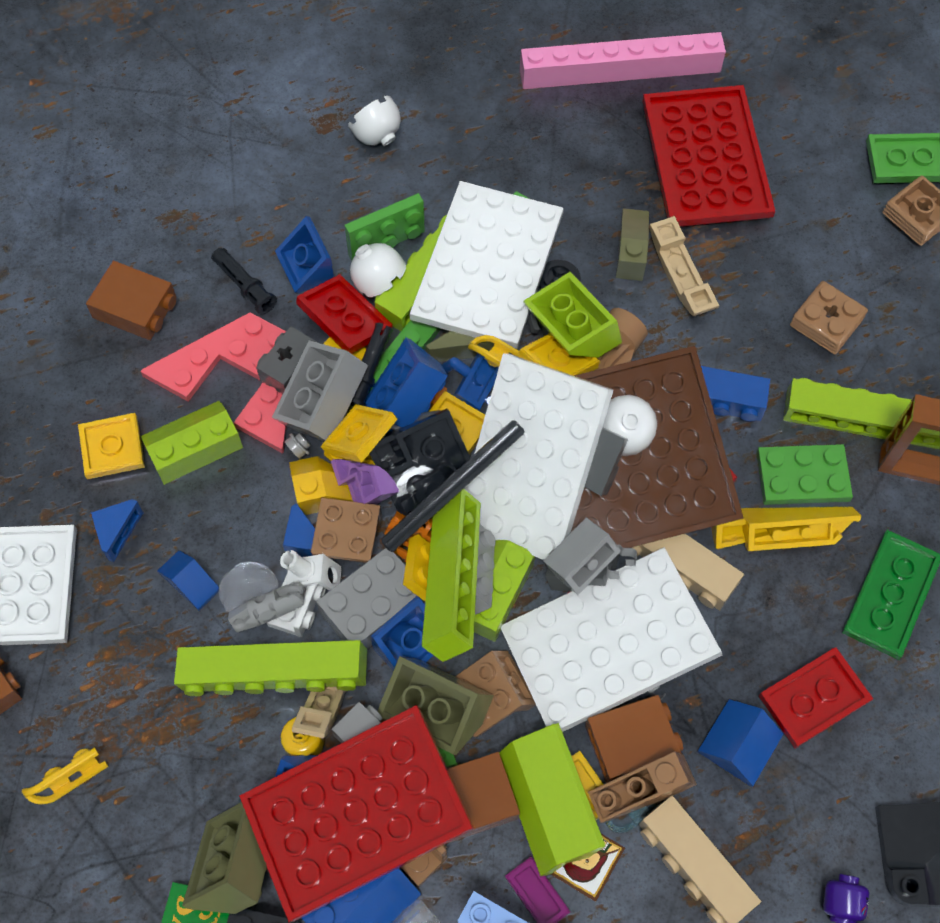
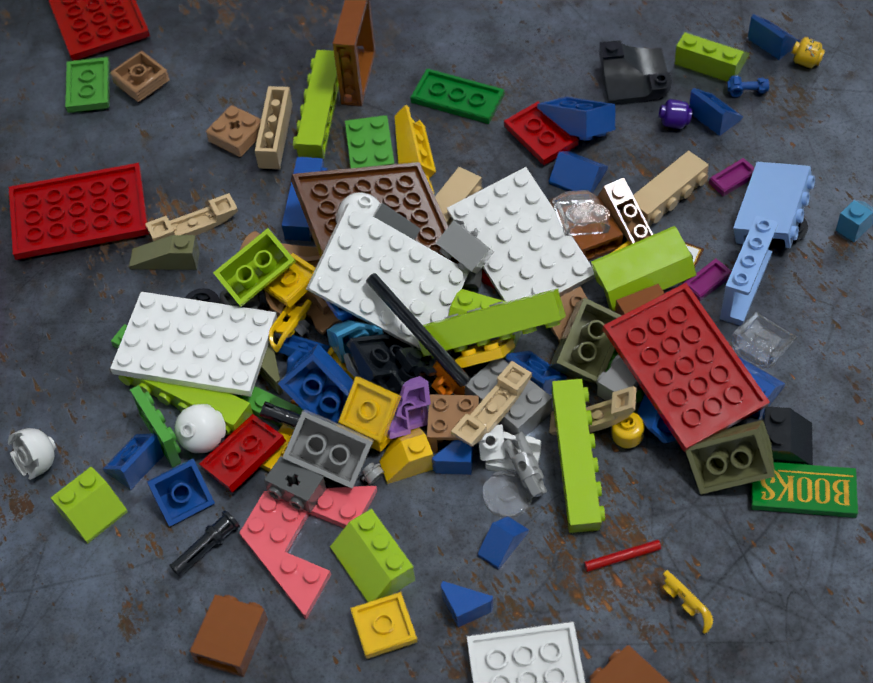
camera: 90 degrees left, 10 degrees down
(142, 712) = (622, 555): none -> red bar
(308, 175) = (89, 505): none -> lime slope
(337, 567) = (494, 406): none -> tan slope
(347, 206) = (135, 460): none -> blue slope
(468, 415) = (342, 332): none -> dark azure slope
(641, 721) = (581, 213): none -> clear slope
(826, 356) = (273, 127): none -> tan brick
(839, 751) = (580, 116): none -> blue slope

